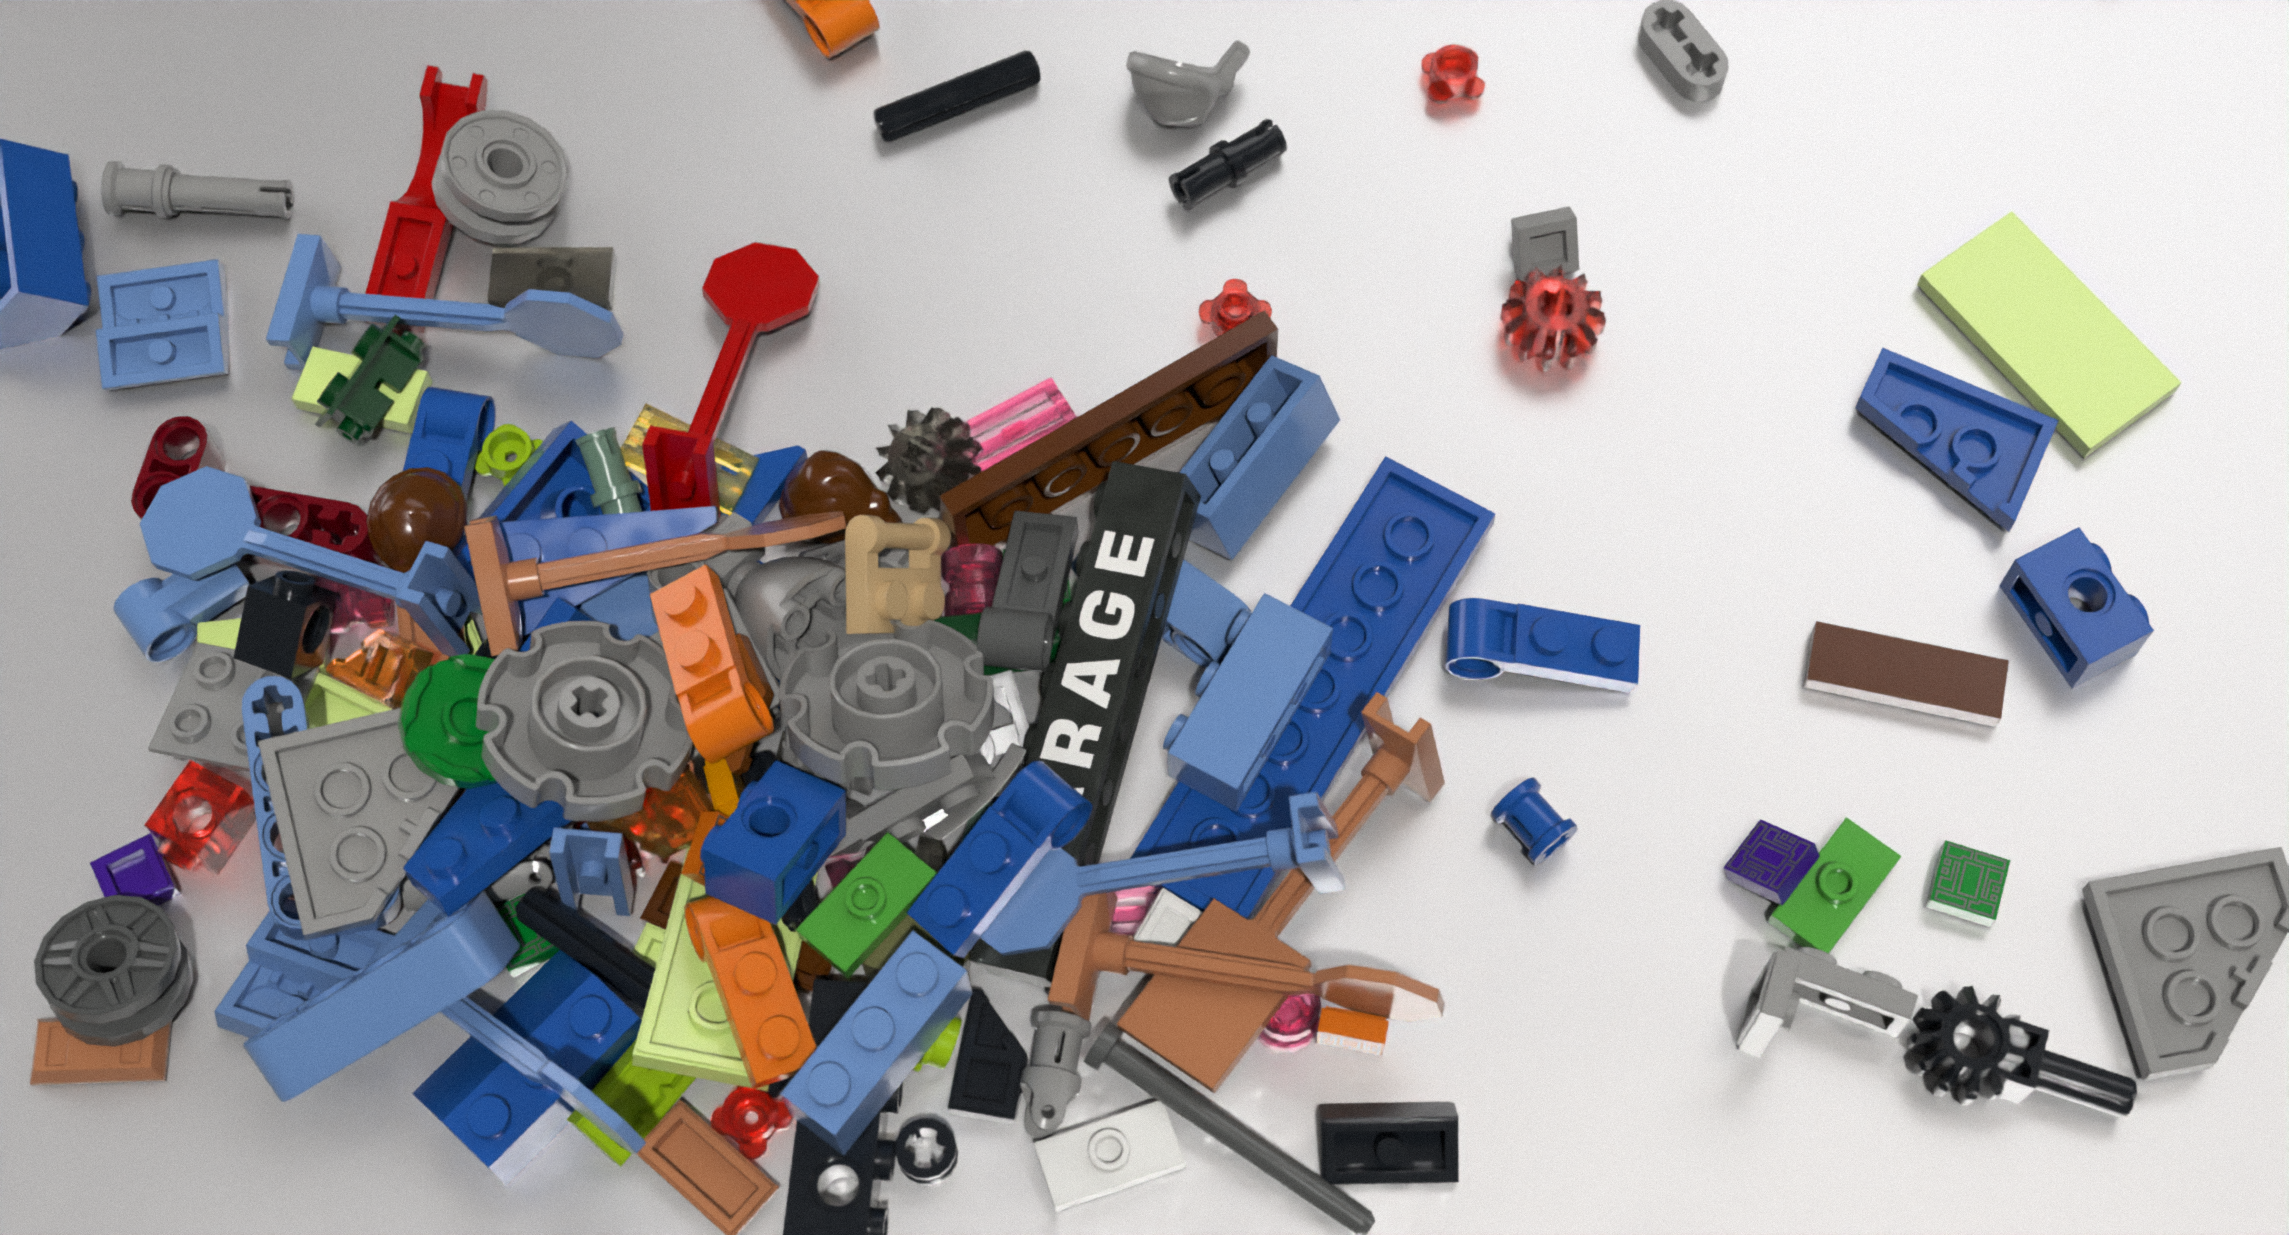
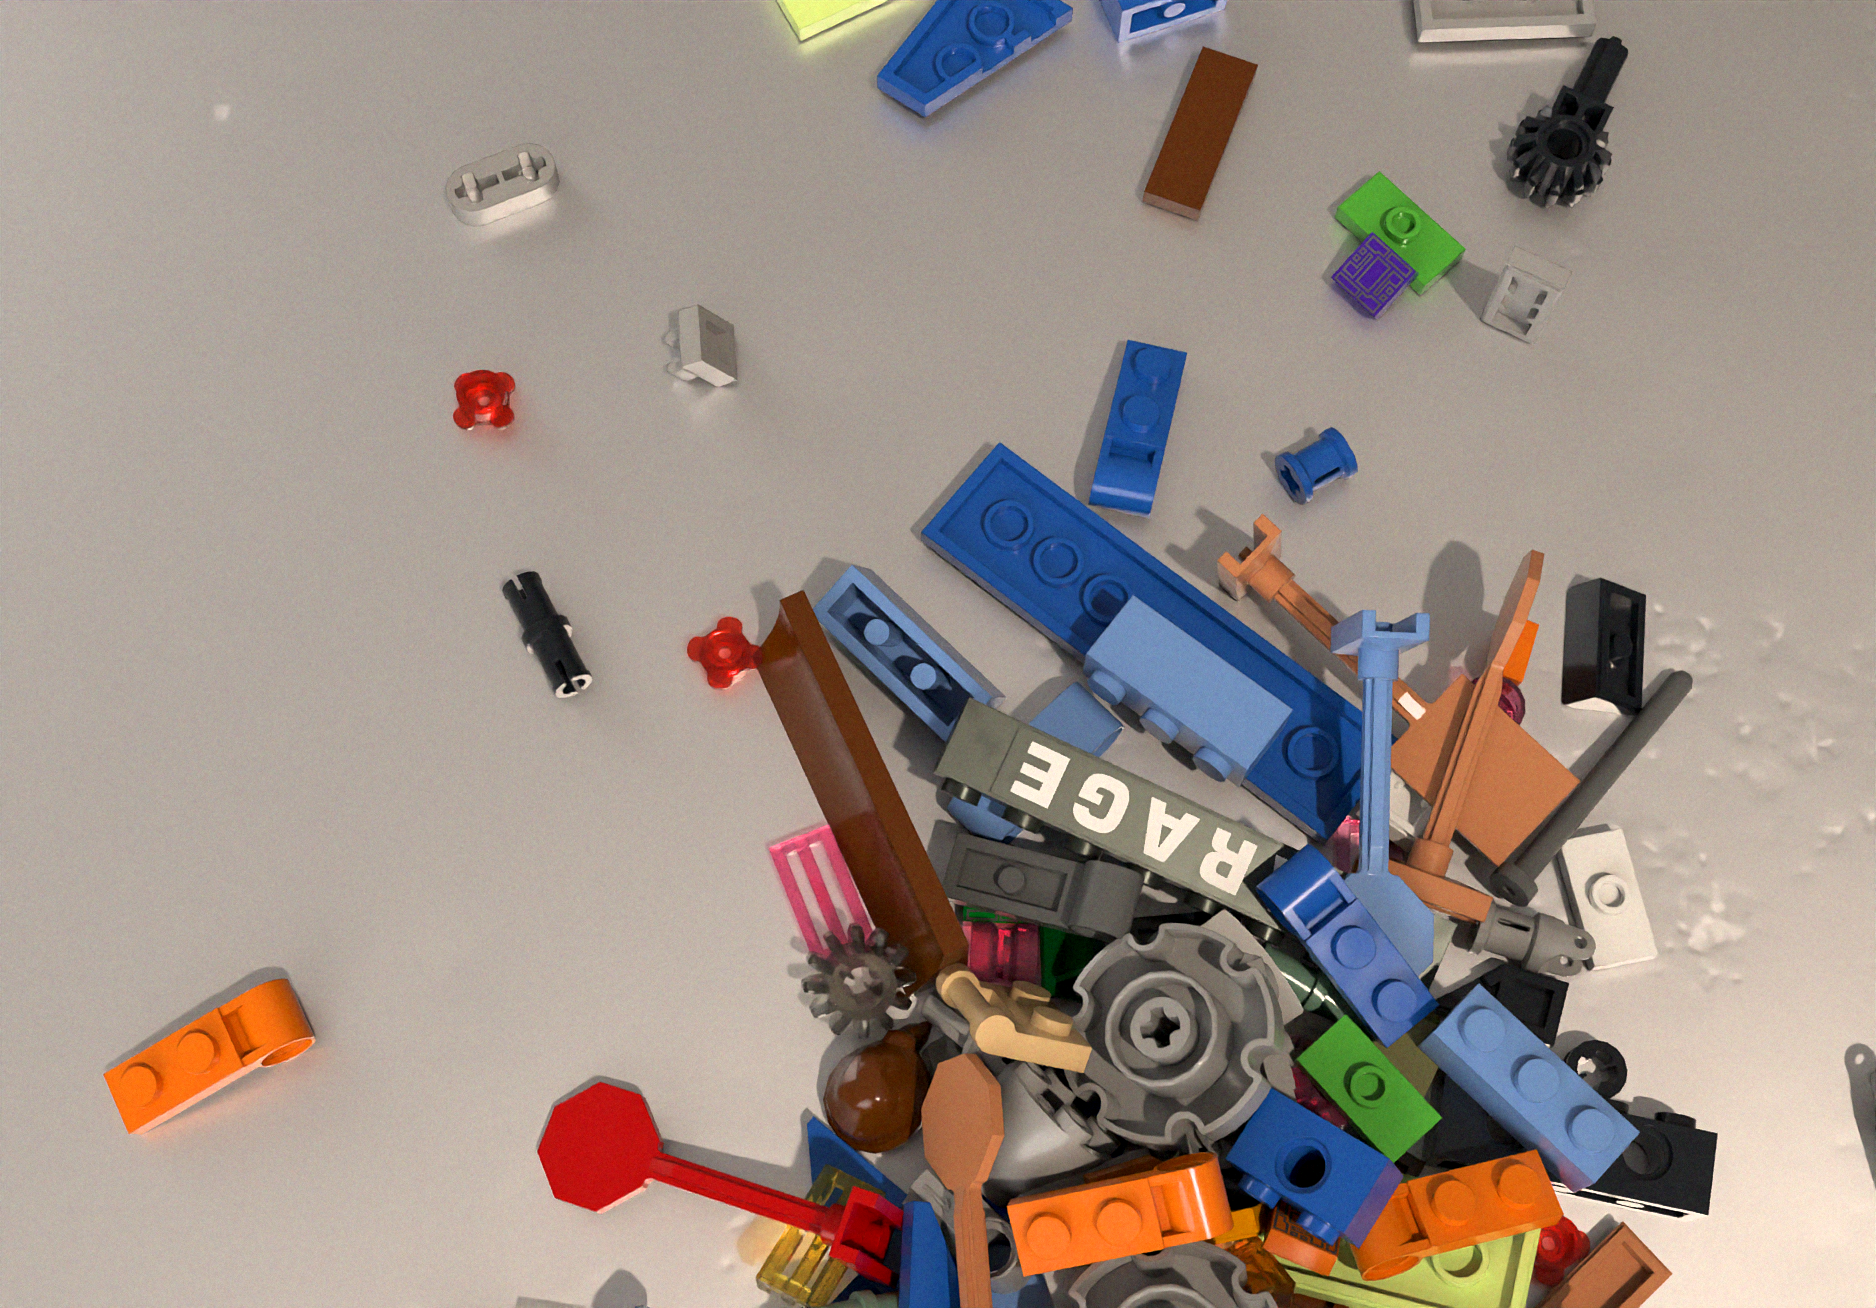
camera: 85 degrees left, 5 degrees up
(957, 95) = (396, 907): black axle -> none
(1183, 92) = (447, 665): light grey hat -> none
(1552, 318) = (786, 334): clear red gear -> none
(1864, 998) = (1510, 221): light grey plate -> none
(1968, 883) = (1404, 127): green tile -> none

